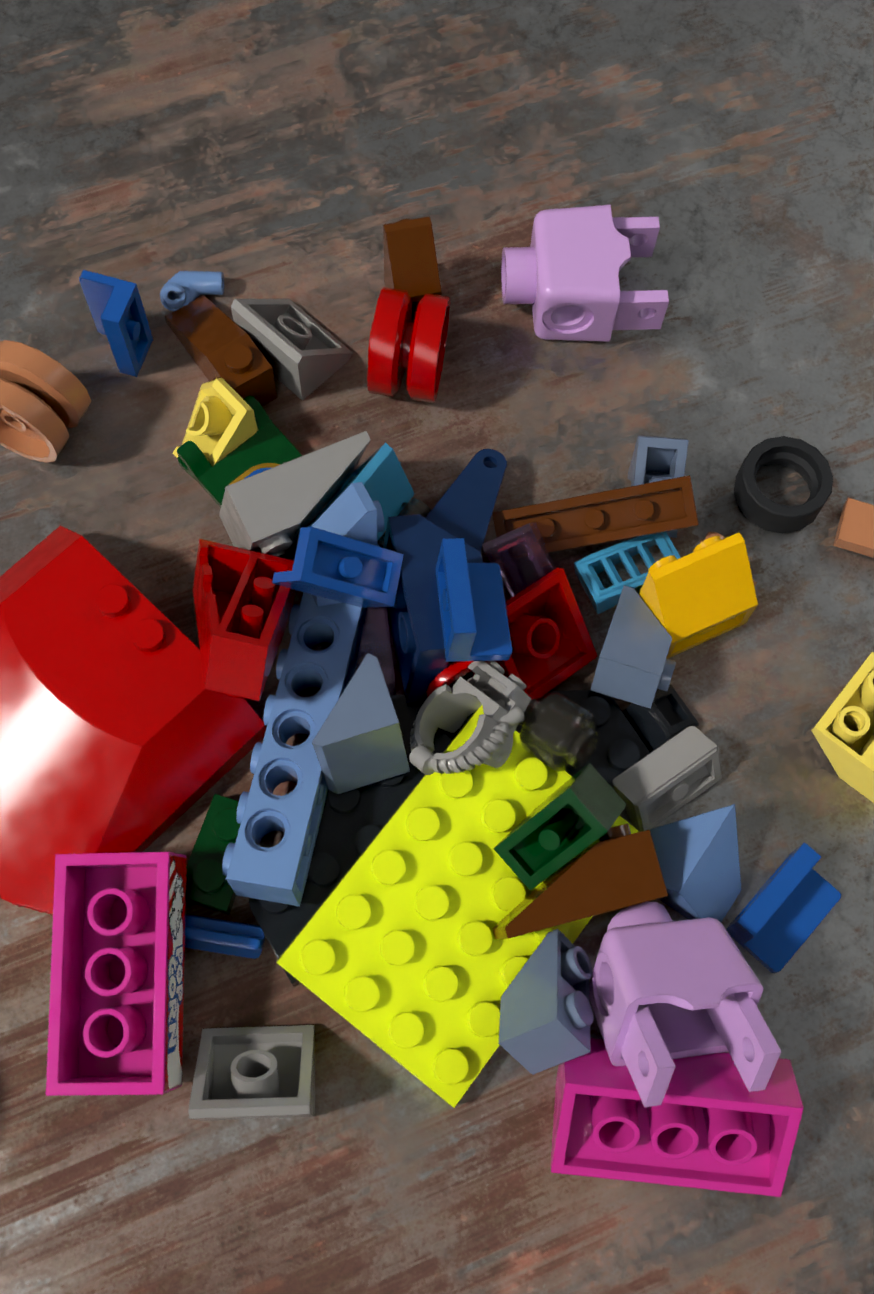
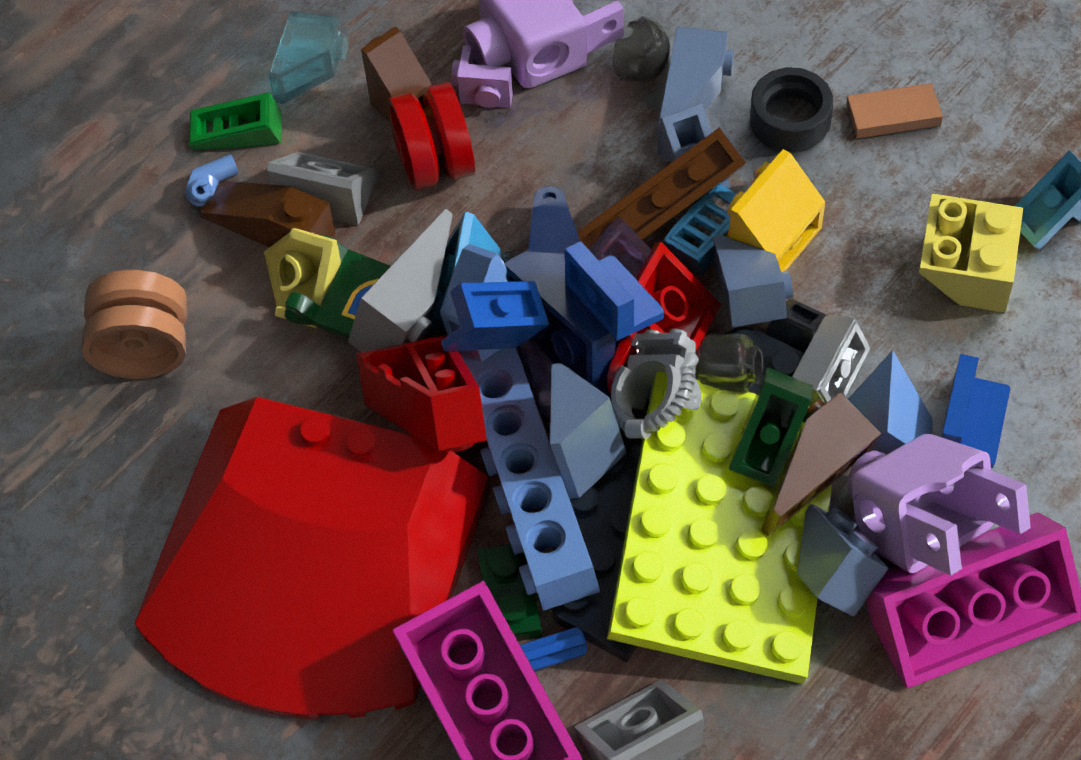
camera: 20 degrees left, 10 degrees down
(120, 317) = (168, 224): blue panel -> none
(270, 260) = (262, 125): none -> green slope
(347, 205) = (306, 54): none -> clear light blue slope
(493, 313) = (481, 83): none -> lavender bracket
(668, 355) = (643, 53): none -> clear smoke hair
(707, 400) = (695, 70): none -> sand blue slope

